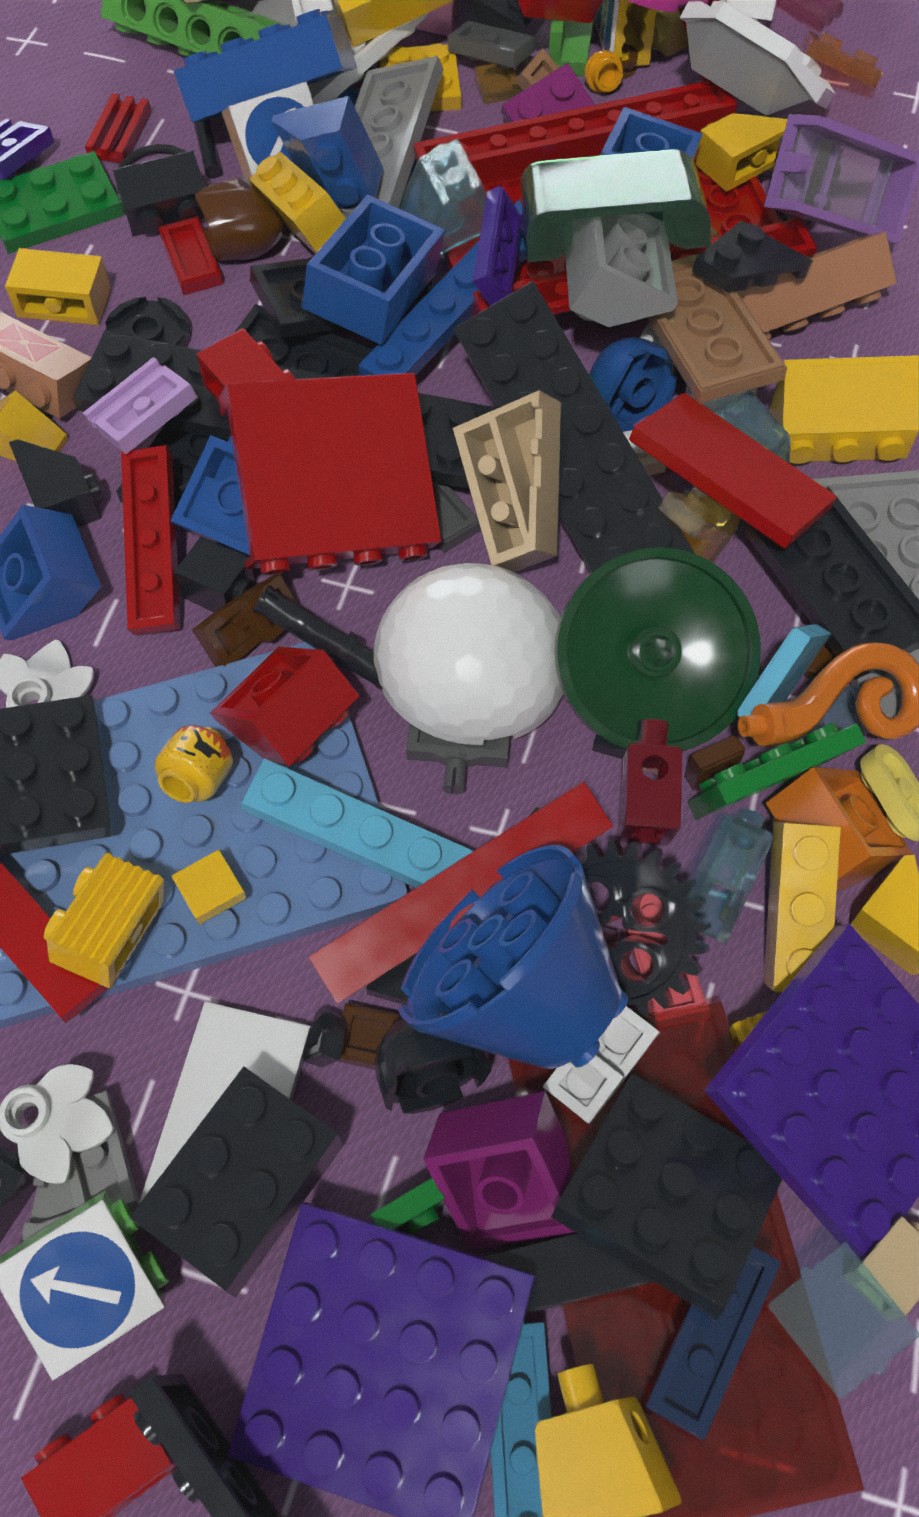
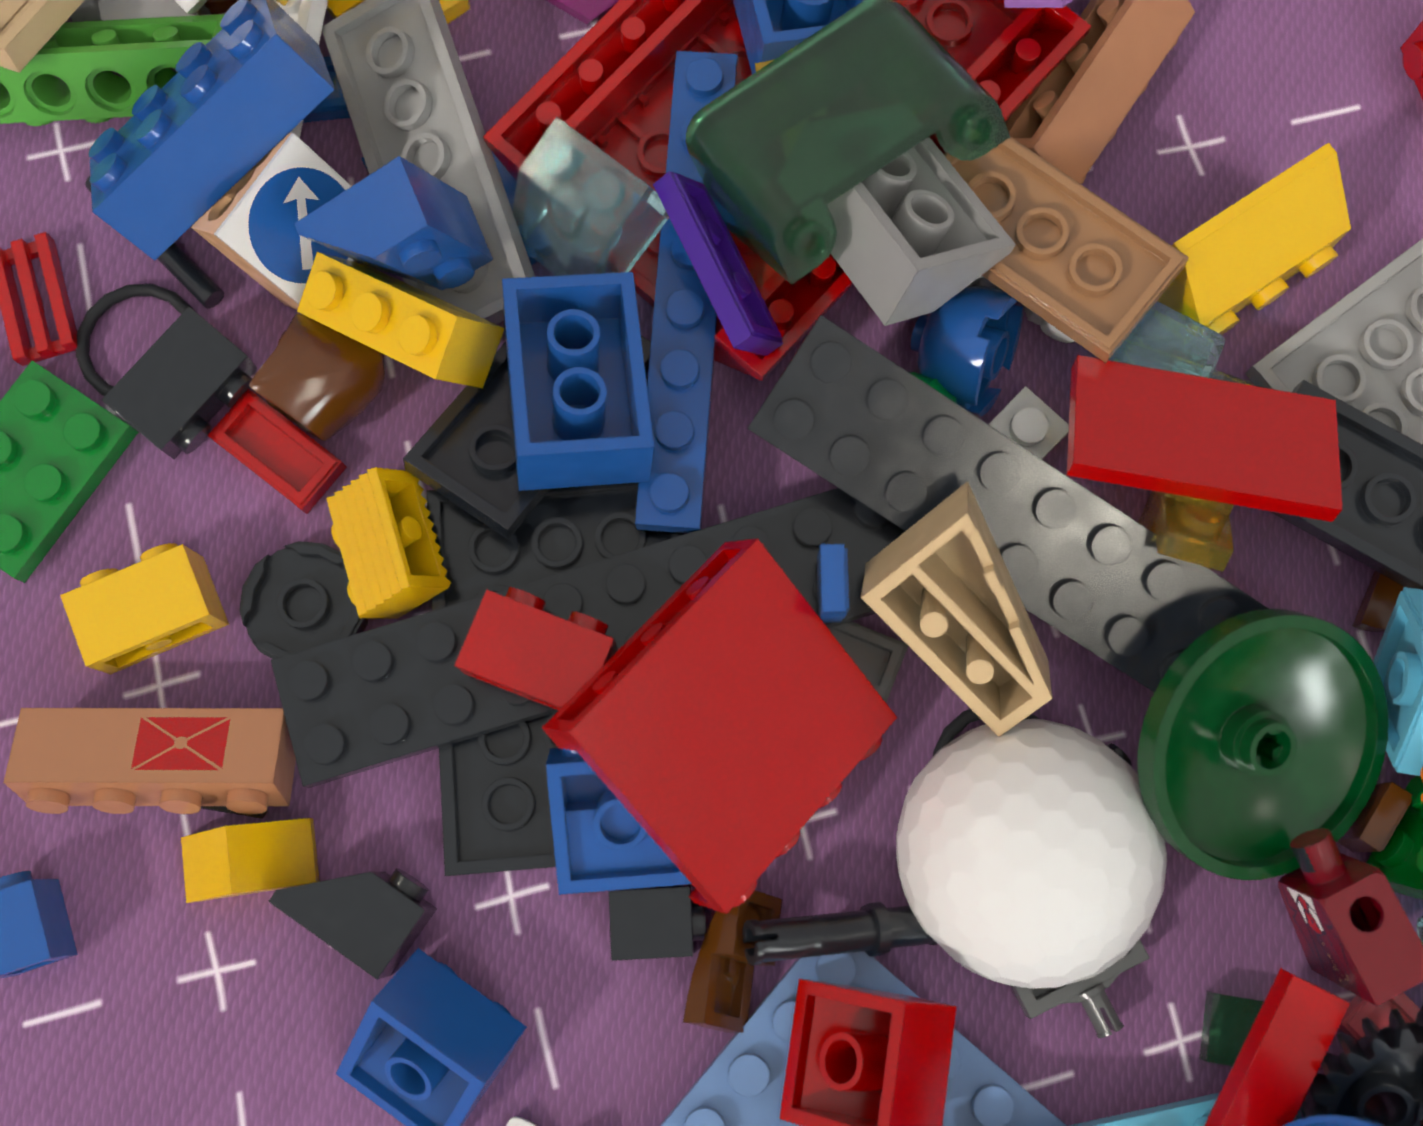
camera: 30 degrees left, 15 degrees up
(140, 405) = (415, 765): lavender plate -> none
(150, 541) = (542, 926): red plate -> none
(212, 308) = (387, 543): none -> yellow brick
(440, 434) = (832, 583): none -> blue tile
(748, 259) = (1043, 106): black wing -> none

